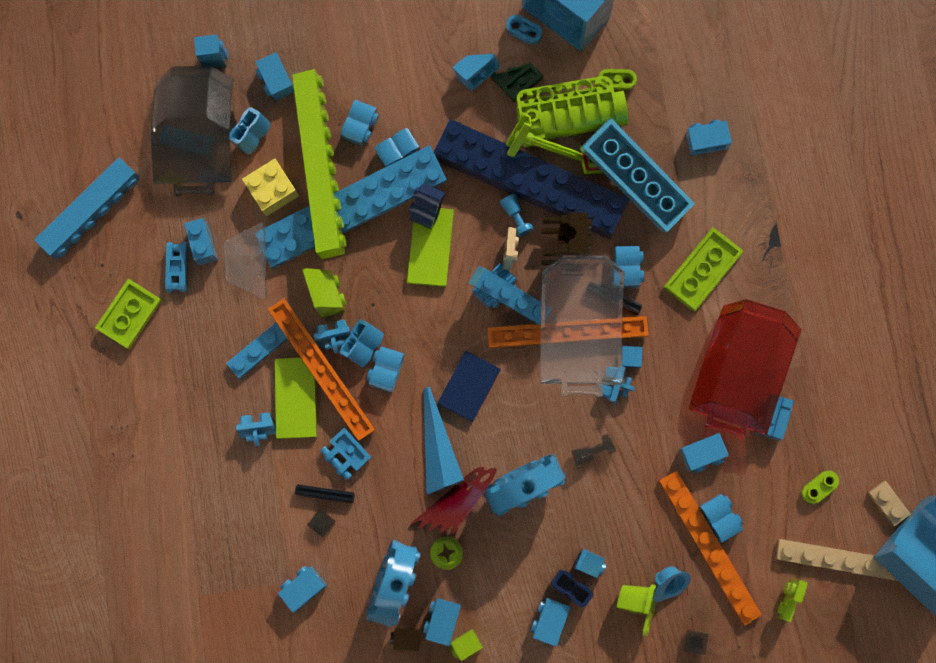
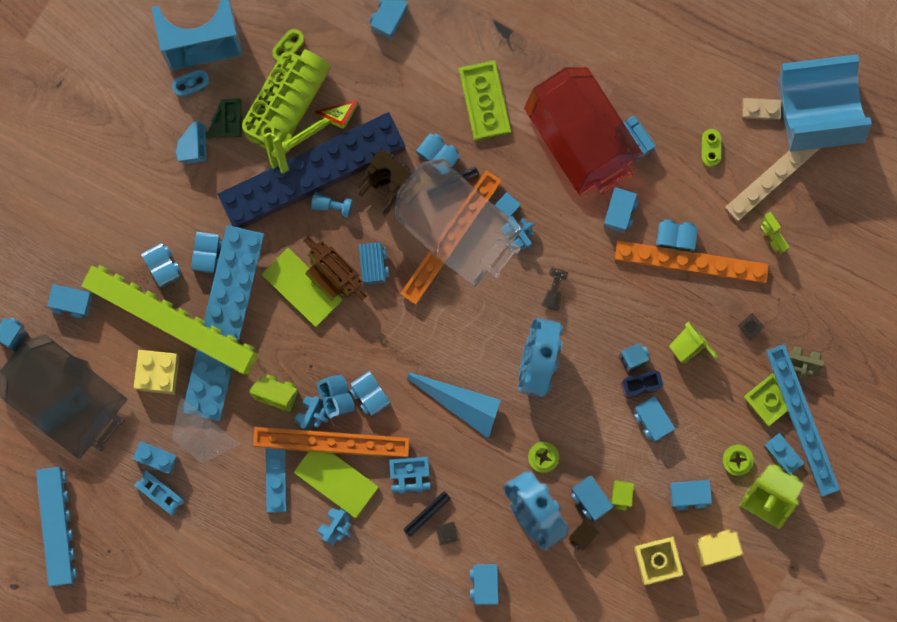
camera: 55 degrees left, 0 degrees up
(128, 314) = (166, 558): lime plate -> none
(249, 130) = (98, 353): dark azure brick -> none
(426, 205) = (271, 263): dark blue brick -> none
(457, 502) = (514, 418): dark red piece -> none
(460, 258) = (332, 272): none -> reddish brown piece
(469, 386) = (432, 342): dark blue tile -> none
(507, 294) = (388, 258): dark azure brick -> none
(511, 243) = (350, 226): tan plate -> none
(637, 176) = (376, 91): medium azure brick -> none
(670, 583) = (695, 310): dark azure piece -> none

